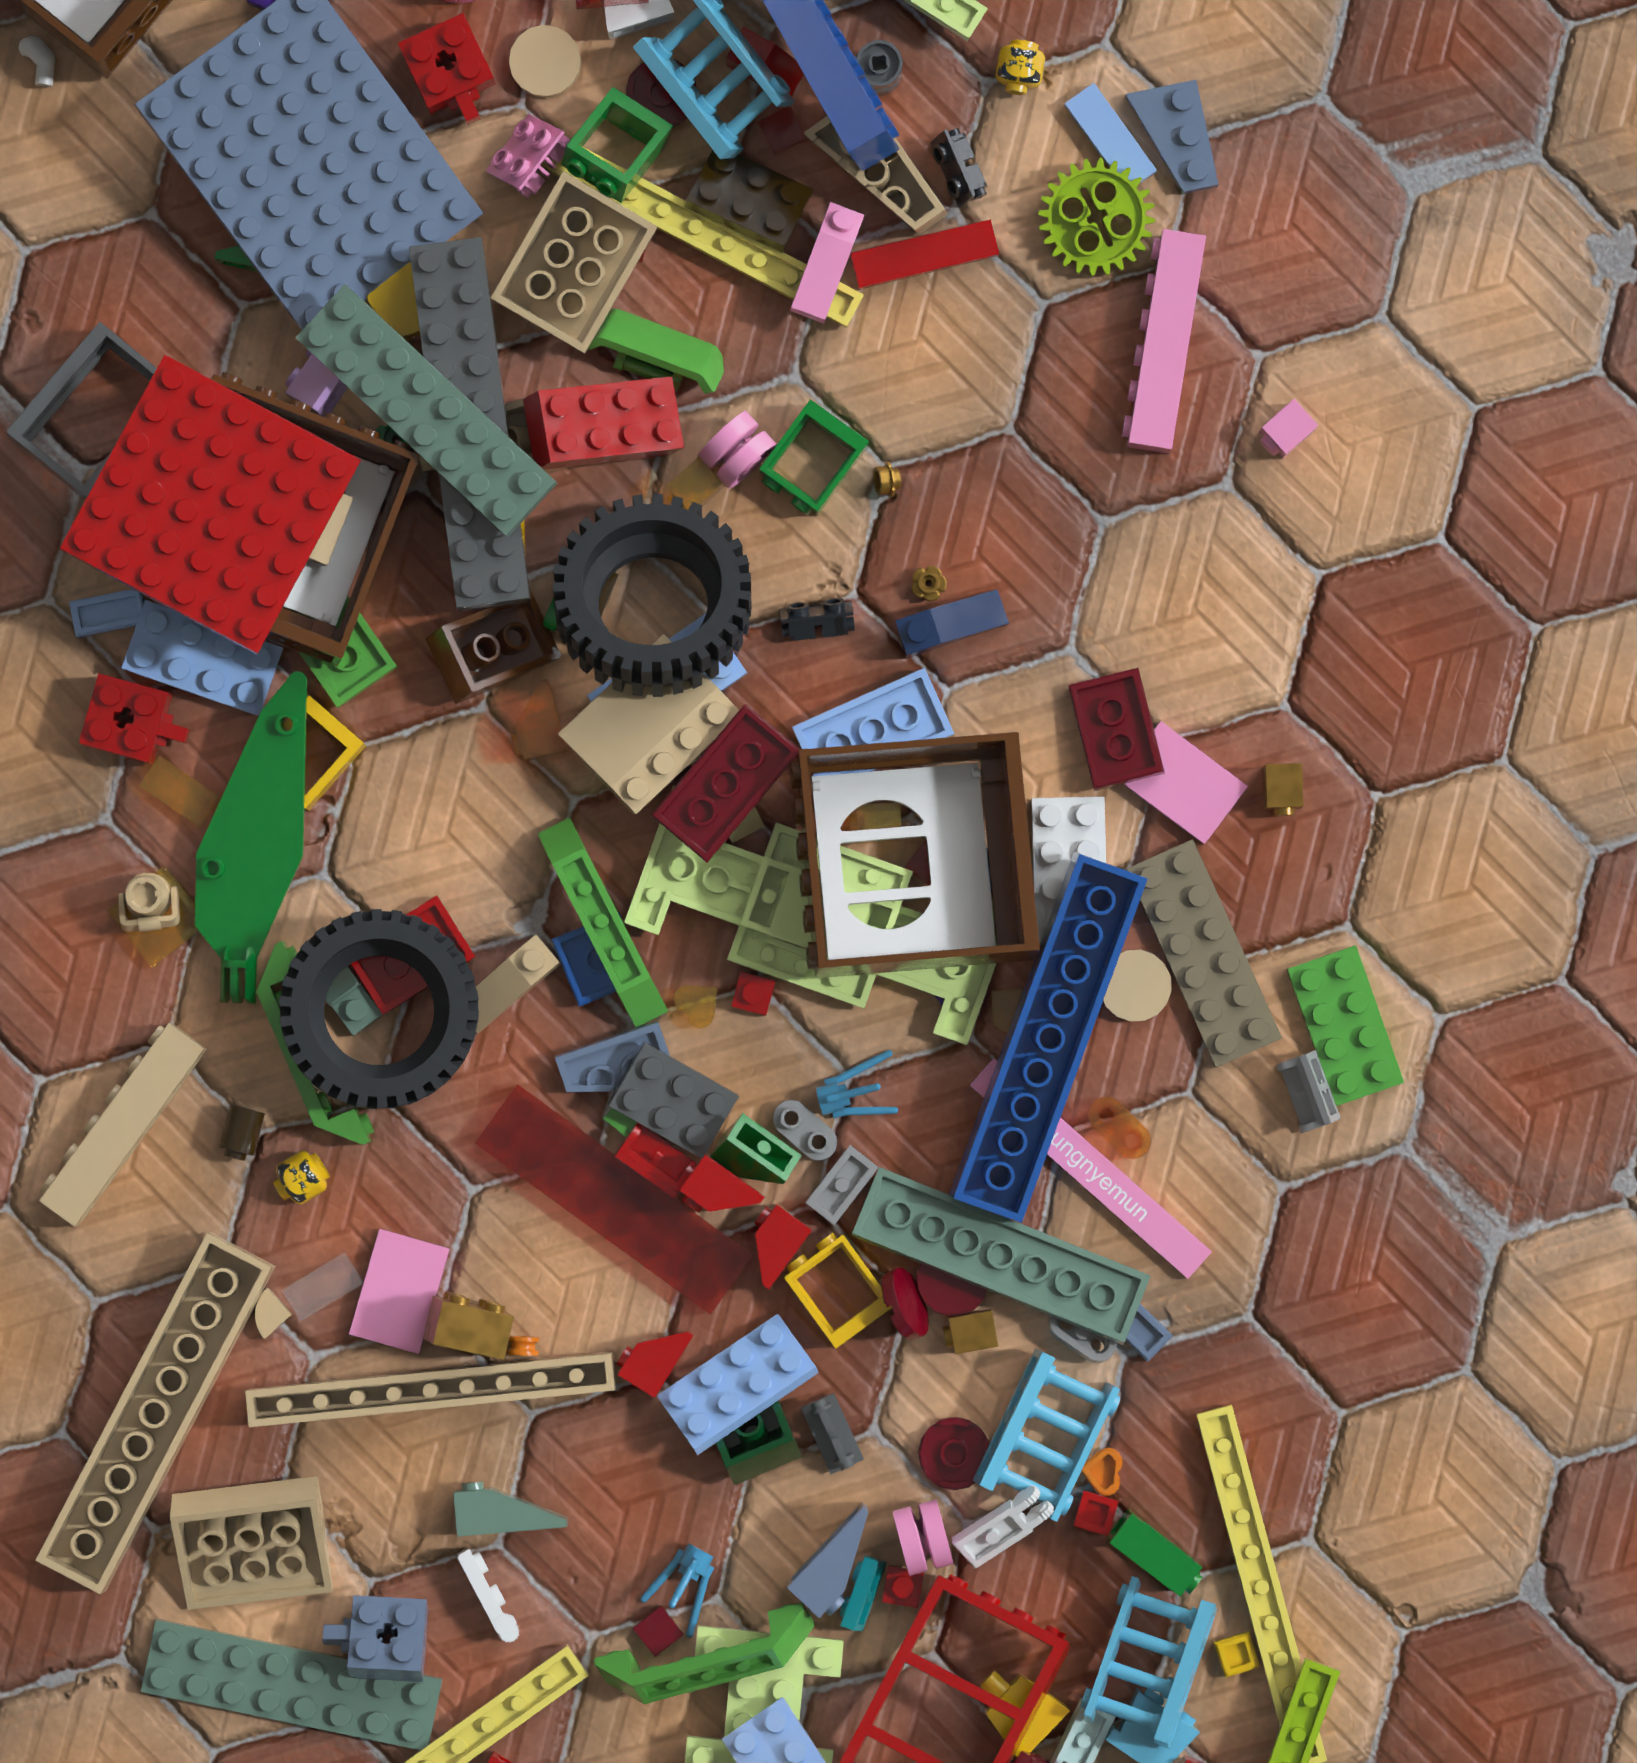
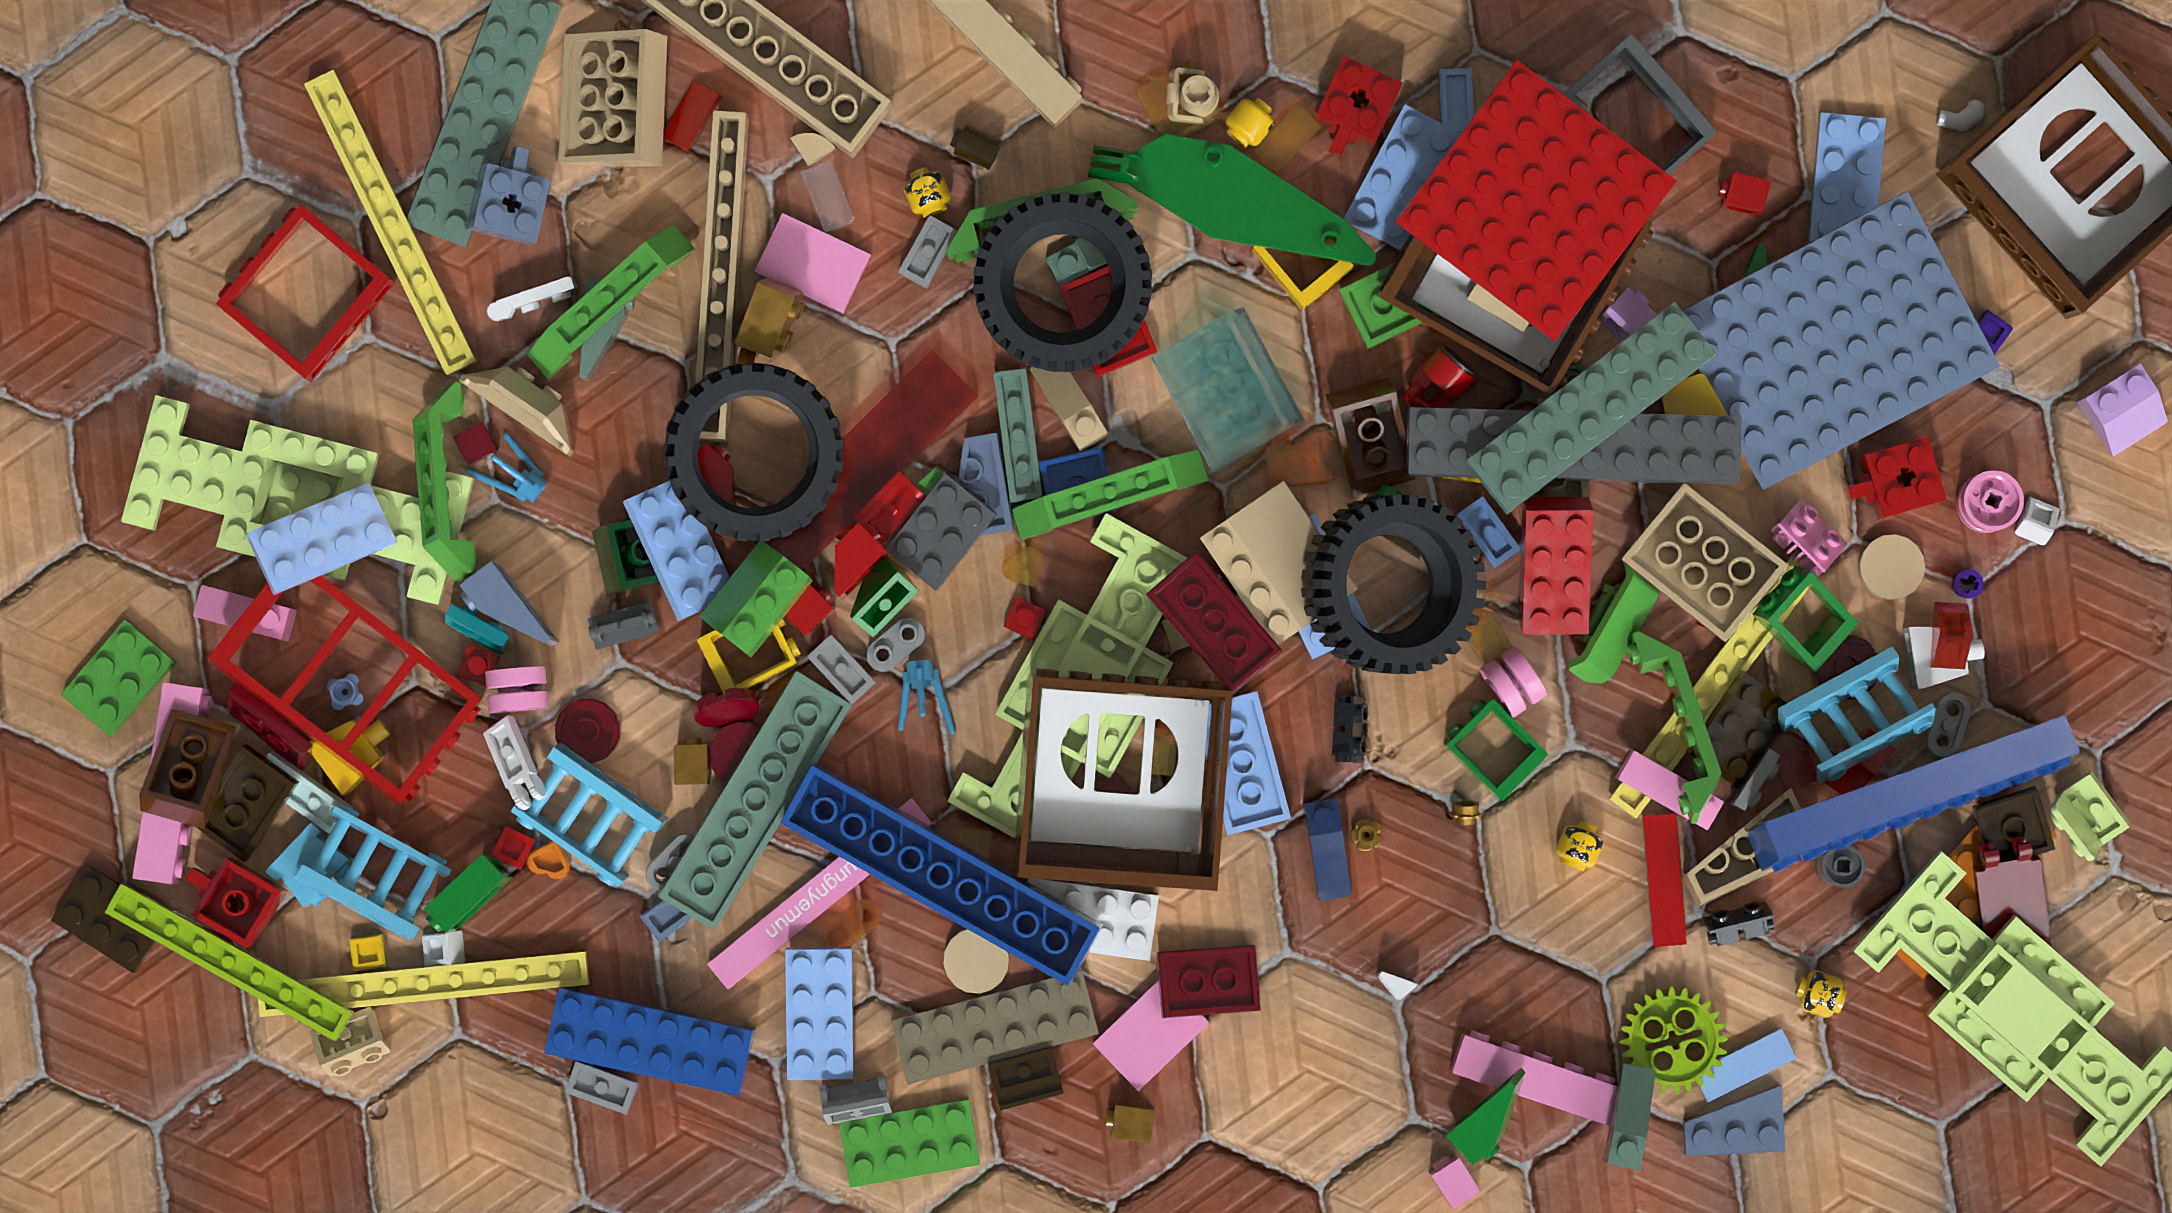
camera: 100 degrees right, 0 degrees up
(120, 177) = (1845, 170): none -> light blue plate
(161, 282) = (1744, 194): none -> red brick
(167, 834) = (1249, 122): none -> yellow head
(257, 1452) = (691, 116): none -> red slope
(366, 1165) = (927, 252): none -> light grey plate
(408, 576) = (1447, 372): none -> red piece
(466, 811) = (1228, 389): none -> clear light blue slope
(476, 1509) = (607, 298): none -> bright green slope
(553, 1033) = (1018, 435): none -> sand green plate
(577, 501) = (1488, 532): none -> medium blue plate
(605, 1582) = (525, 402): none -> tan wedge
(635, 1241) = (824, 451): none -> black tyre
(683, 304) = (1654, 655): none -> bright green slope
(779, 1290) = (756, 598): none -> bright green slope
(815, 177) = (1749, 792): none -> light grey plate
(903, 350) = (1579, 846): none -> yellow head
(951, 1738) = (336, 687): none -> light blue plate
(1087, 524) = (1396, 986): none -> white slope
(1188, 249) = (1630, 1117): none -> sand green slope
(1219, 1572) = (443, 948): none -> white slope
(1221, 1146) = (819, 1013): none -> light blue plate
(1224, 407) = (1484, 1125): none -> green slope
(1254, 910) = (1025, 1078): none -> dark brown plate
(1282, 1327) = (649, 1041): none -> blue brick
(1339, 1647) = (358, 1044): none -> tan bracket
(1341, 1371) = (601, 1087): none -> light grey plate

